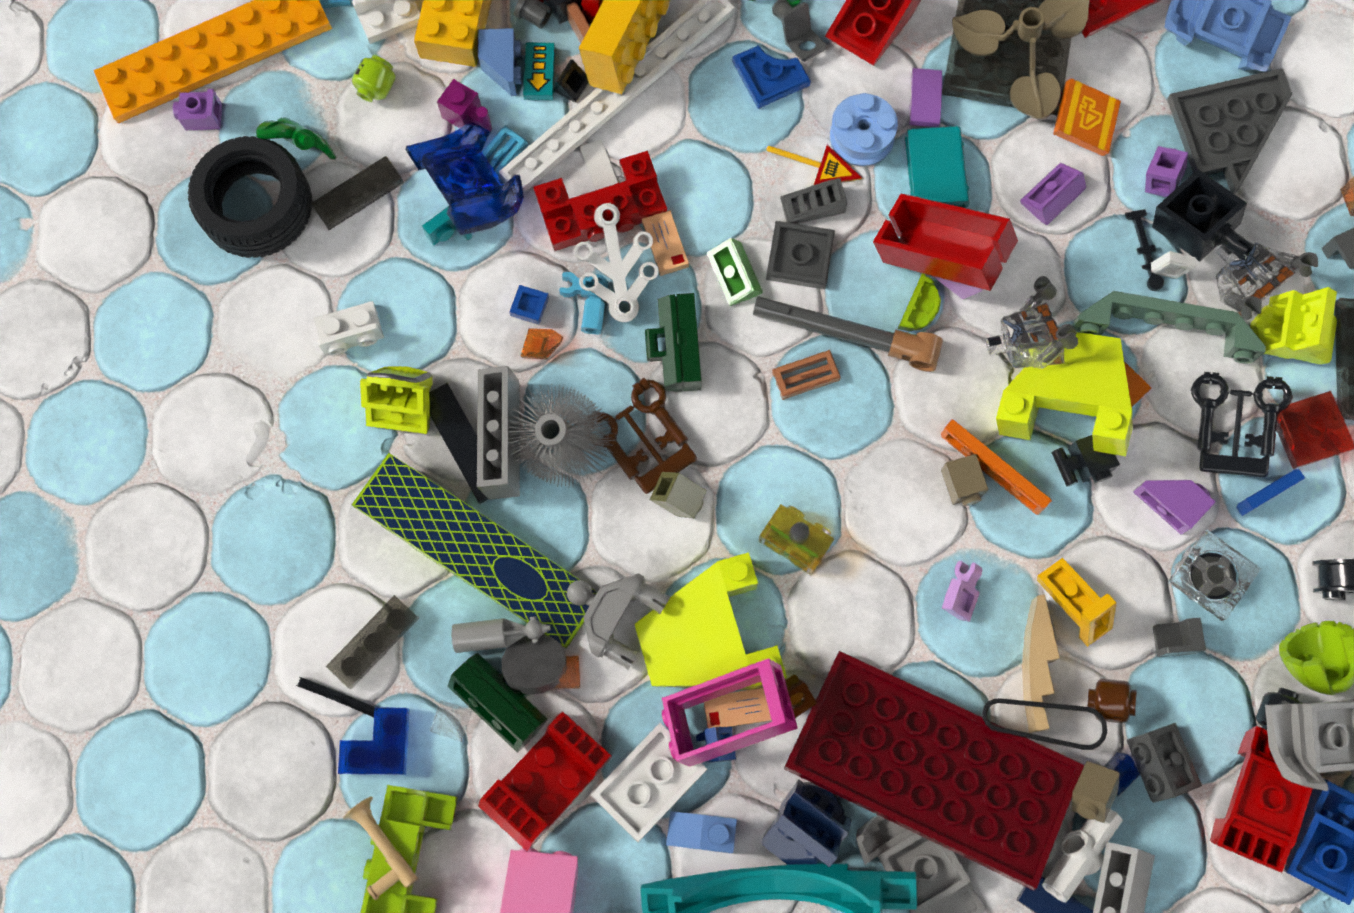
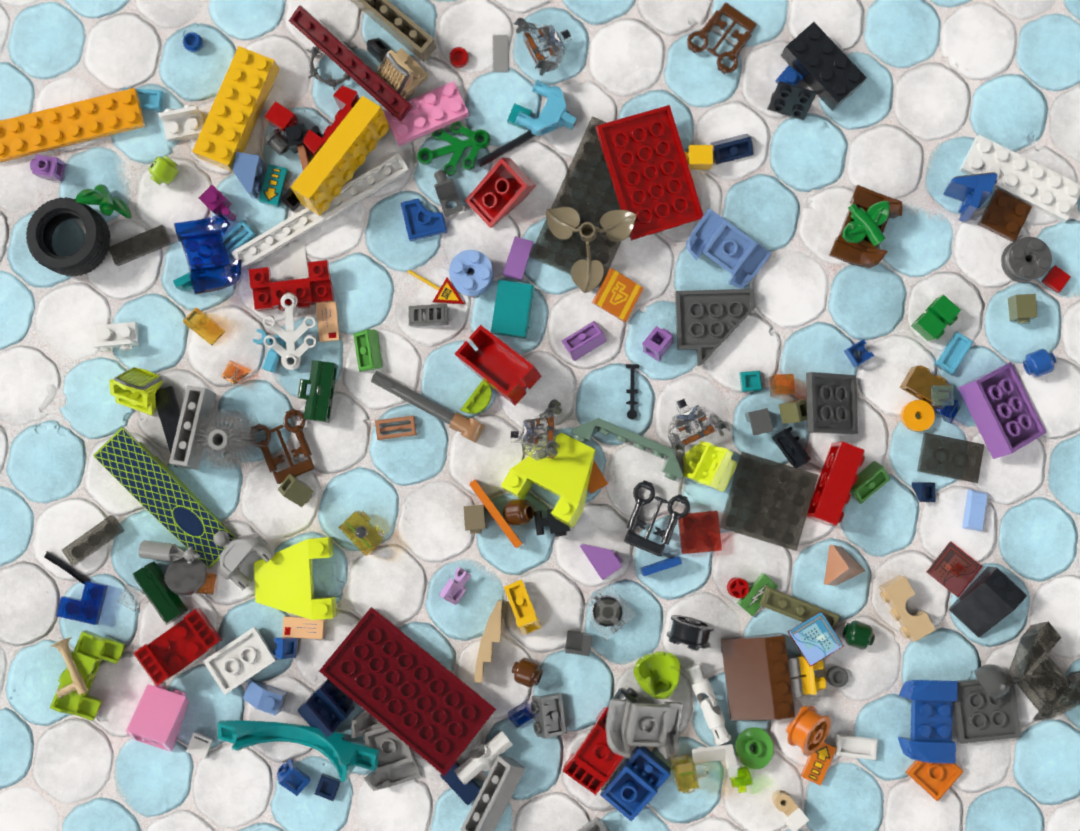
camera: 10 degrees right, 10 degrees up
(480, 283) = (204, 326): none -> clear yellow slope
(529, 304) = (232, 345): blue plate -> none
(776, 696) = (317, 634): dark pink window -> none
(799, 695) = (335, 629): reddish brown bracket -> none
(800, 255) = (411, 347): dark grey tile -> none
(1030, 455) = (518, 512): none -> reddish brown head
(1042, 738) = (485, 669): black piece -> none
(1095, 792) = (497, 726): dark tan brick -> none
(1173, 264) = (643, 407): white tile -> none
(1202, 217) = (670, 391): black brick -> none
(1316, 199) = (750, 381): none -> teal tile

